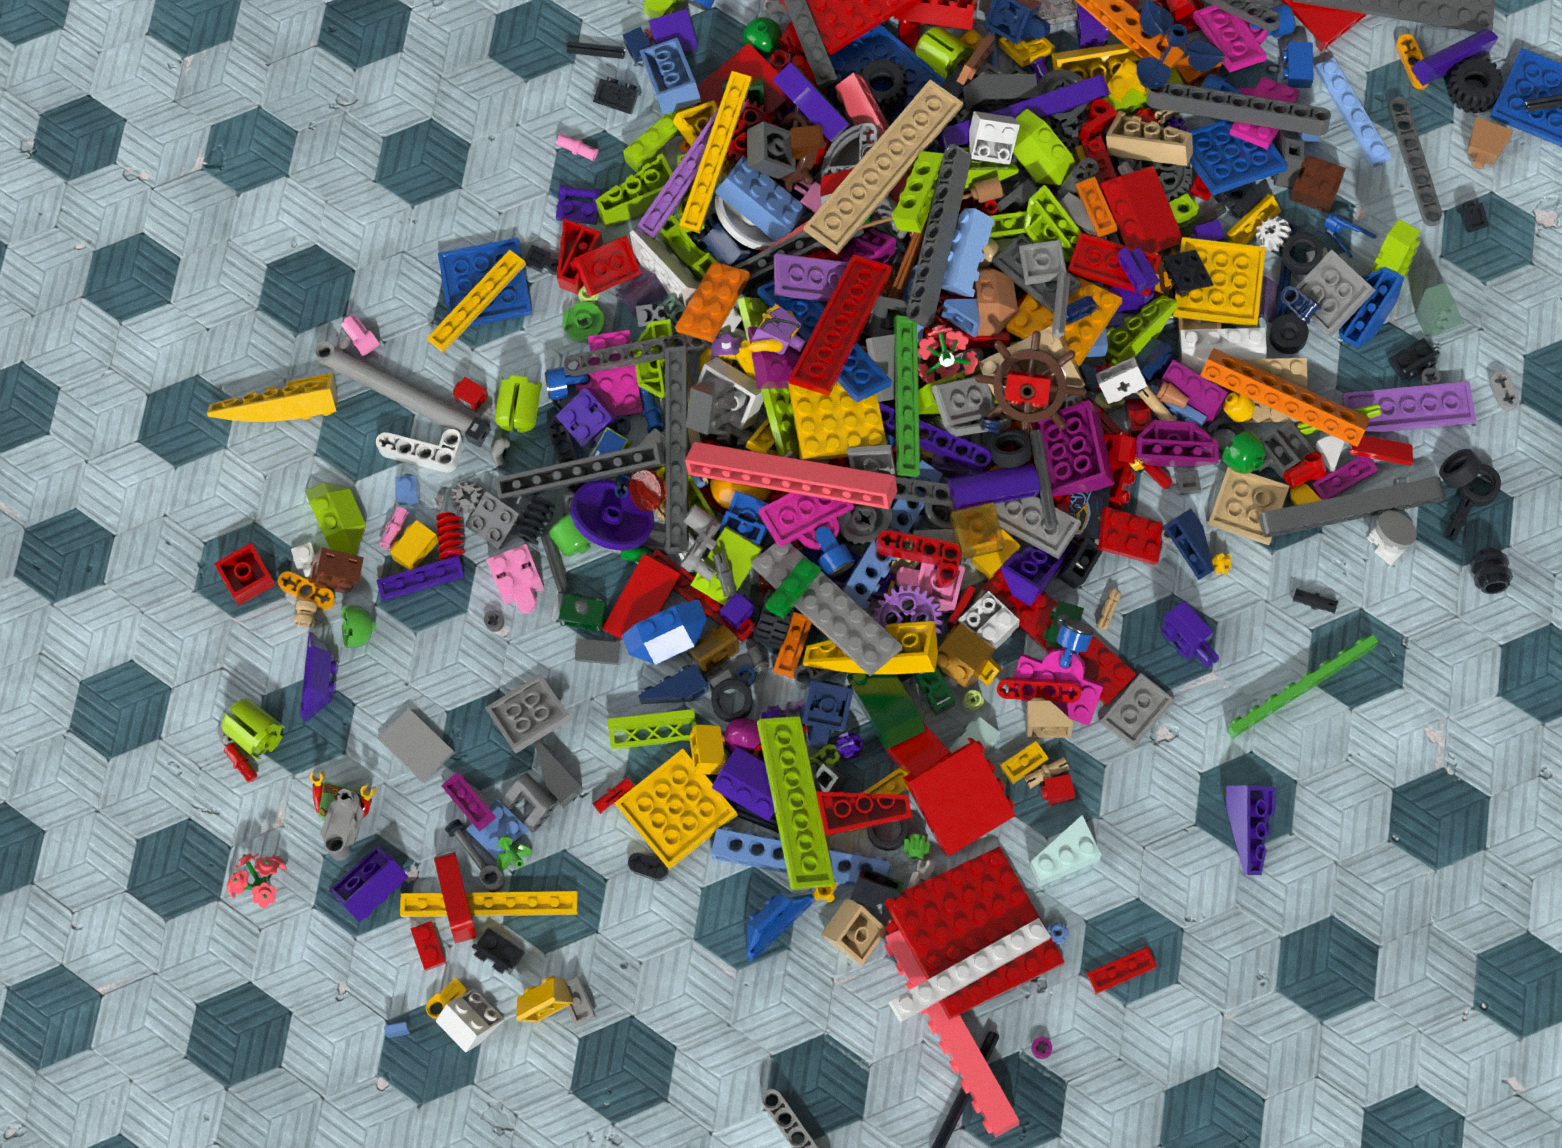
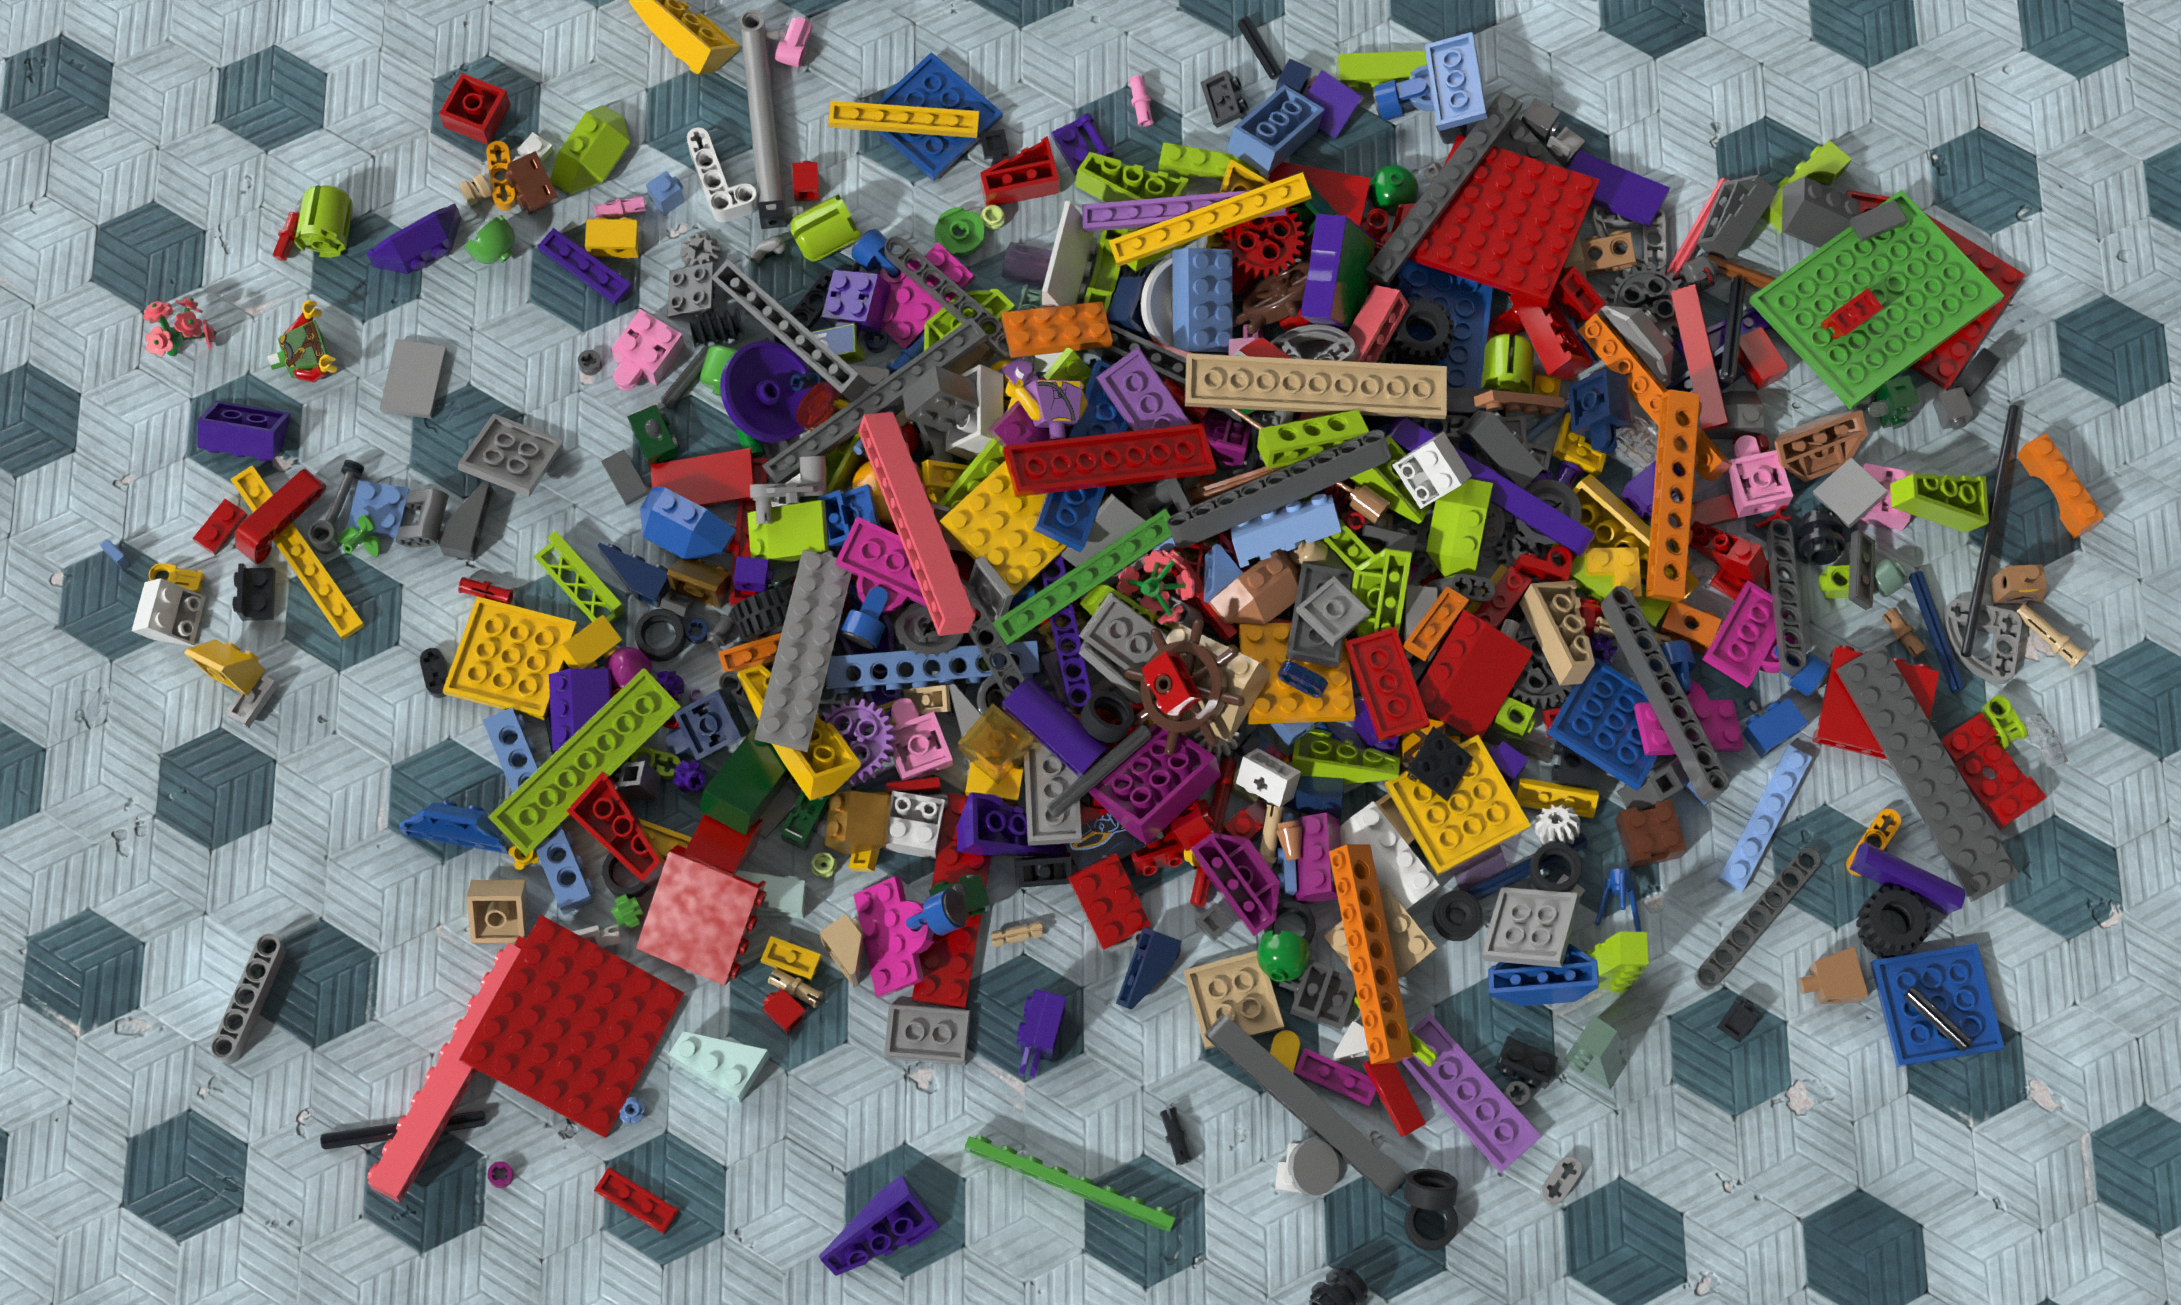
camera: 45 degrees right, 0 degrees up
(342, 824) = (280, 364): light grey piece -> none
(449, 535) = (645, 261): red piece -> none
(468, 801) = (384, 462): magenta plate -> none
(607, 266) = (1026, 210): red plate -> none
(650, 313) = (1011, 285): plate -> none
(724, 574) = (773, 533): dark grey pin -> none
(770, 150) = (1254, 270): dark grey brick -> none
(793, 588) = (797, 604): green plate -> none
(805, 140) = (1282, 291): reddish brown slope -> none
(875, 888) = (548, 896): black slope -> none
(918, 554) = (927, 701): red beam -> none
(969, 970) = (521, 1045): white plate -> none
(991, 426) = (1116, 680): dark blue bush -> none
(1039, 687) = (869, 922): red beam -> none
(1061, 304) = (1289, 657): light grey axle -> none
(1137, 269) = (1395, 709): dark purple panel -> none
(1158, 20) = (1698, 547): dark blue plant -> none
(1222, 563) = (1147, 1013): yellow plate -> none
(1239, 407) = (1327, 916): yellow head -> none
(1302, 306) = (1494, 902): dark blue piece -> none
(1311, 468) = (1319, 1035): red piece -> none
(1458, 519) = (1376, 1226): black pin -> none

